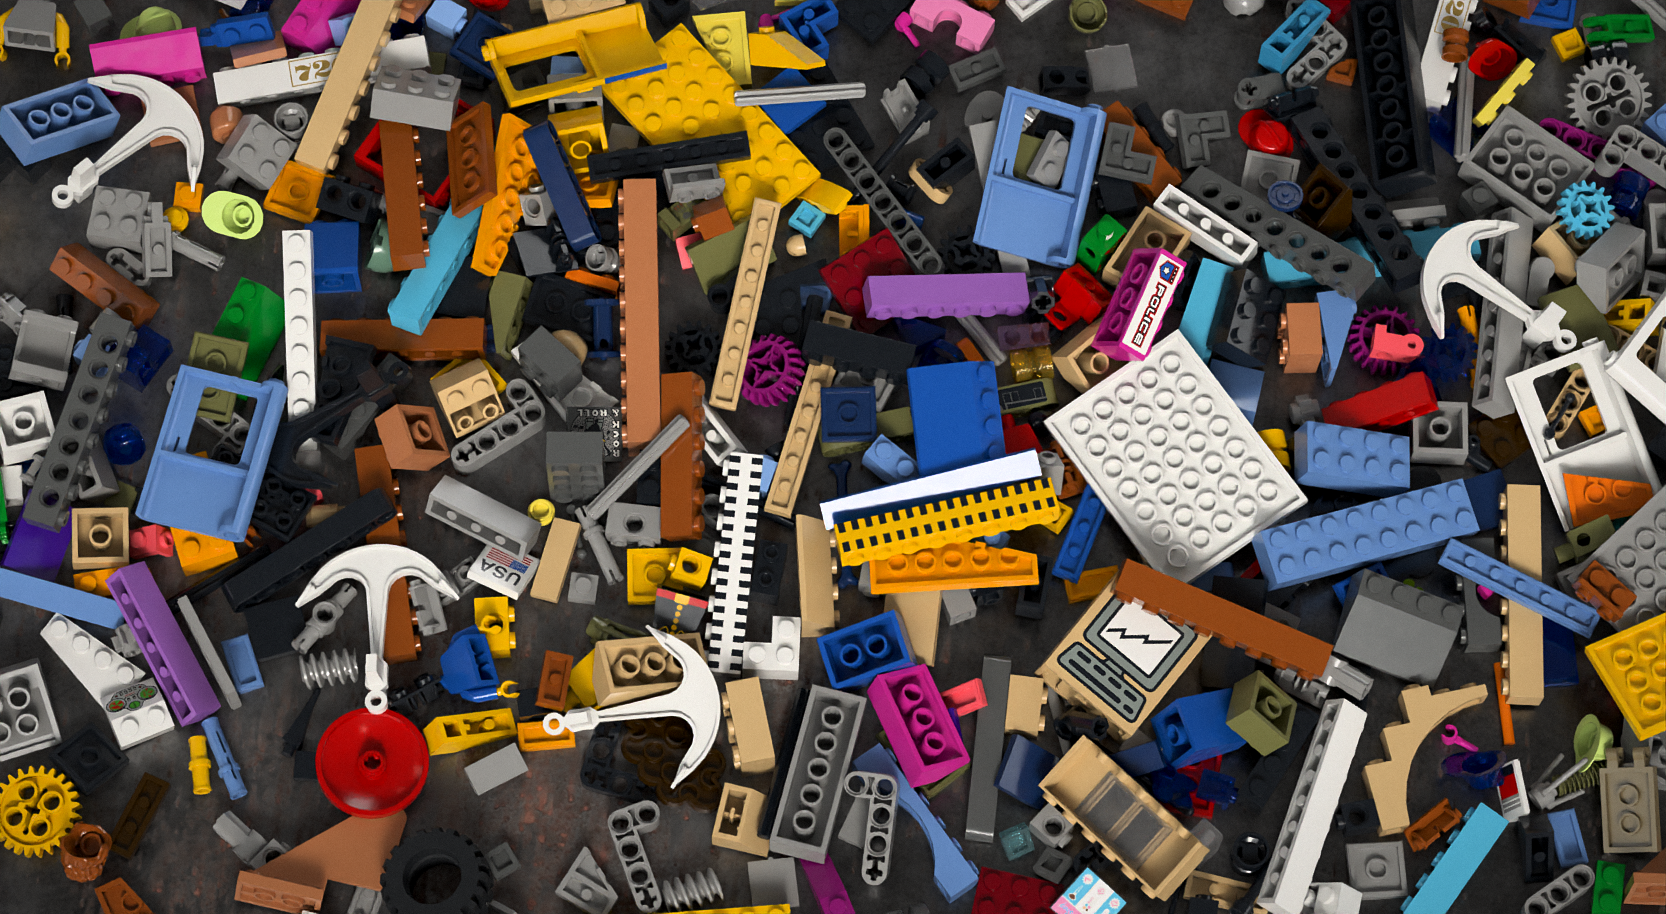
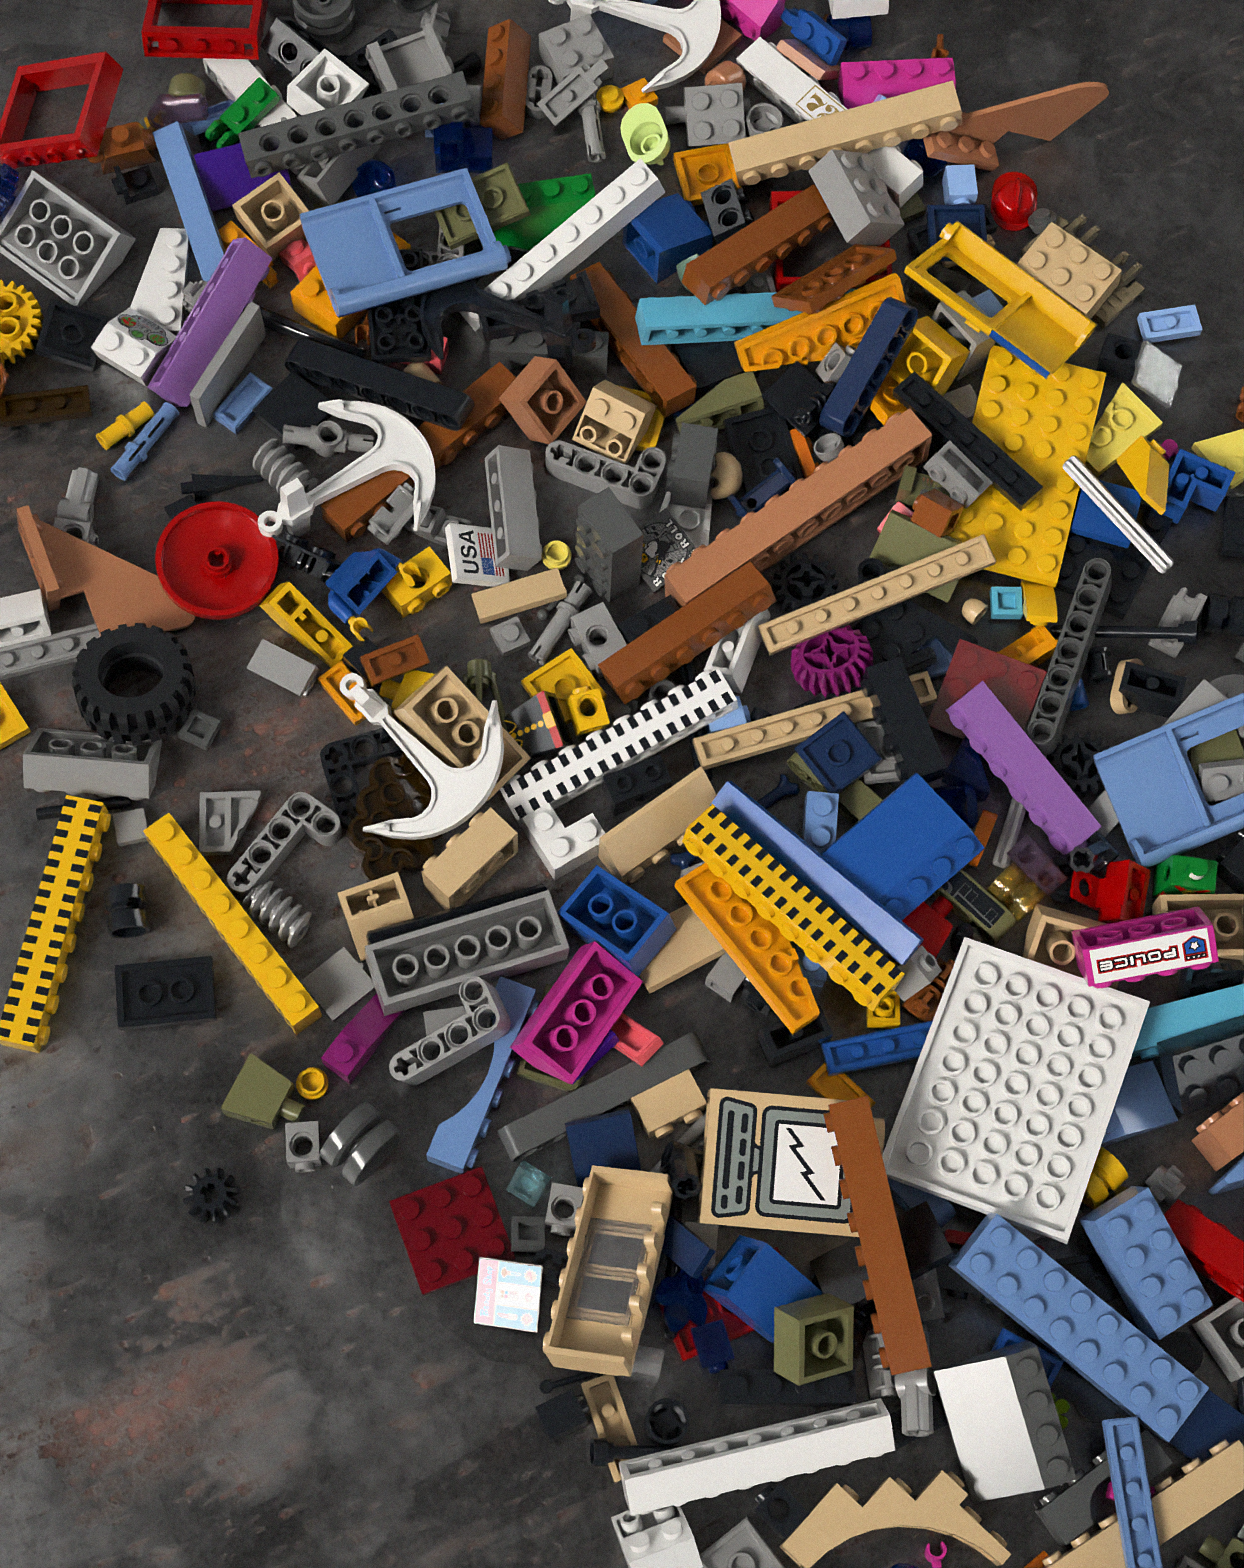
camera: 55 degrees right, 0 degrees up
(638, 466) = (649, 600): light grey axle -> none

